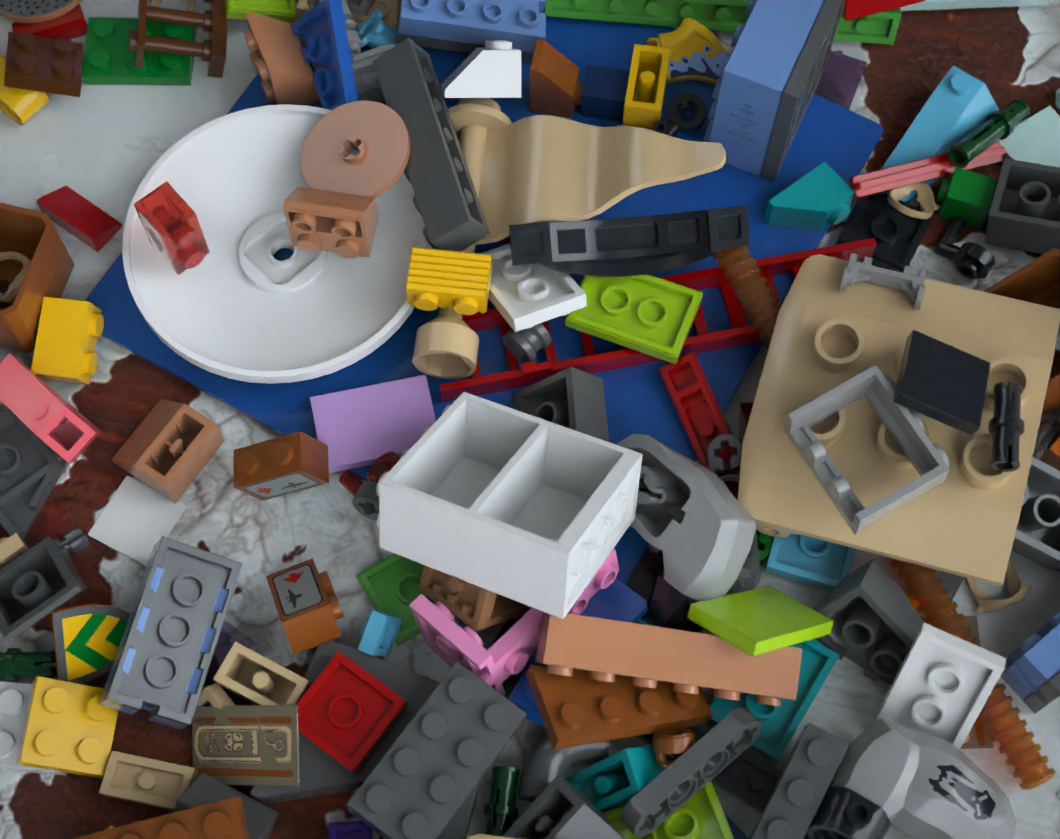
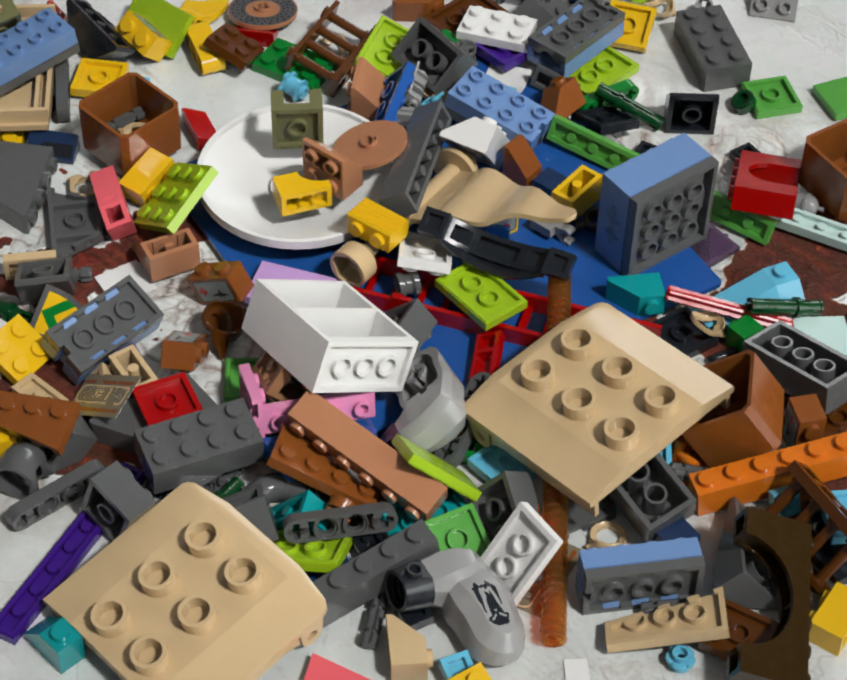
camera: 30 degrees right, 20 degrees down
(136, 364) = (175, 197): none -> lime plate
(165, 88) = (294, 86): none -> medium azure brick
(172, 228) = (239, 133): clear red brick -> none
(243, 171) = (296, 120): none -> olive panel
(311, 283) = (297, 194): none -> yellow arch
(325, 526) = (223, 323): none -> reddish brown piece
(379, 633) = (216, 384): medium azure plate -> none
(835, 694) = (460, 529): none -> bright green tile
(901, 422) = (545, 359): light grey window -> none
(904, 281) = (627, 318): light grey piece -> none
(942, 382) = (614, 370): black tile -> none
(1006, 427) = (639, 411): black pin -> none

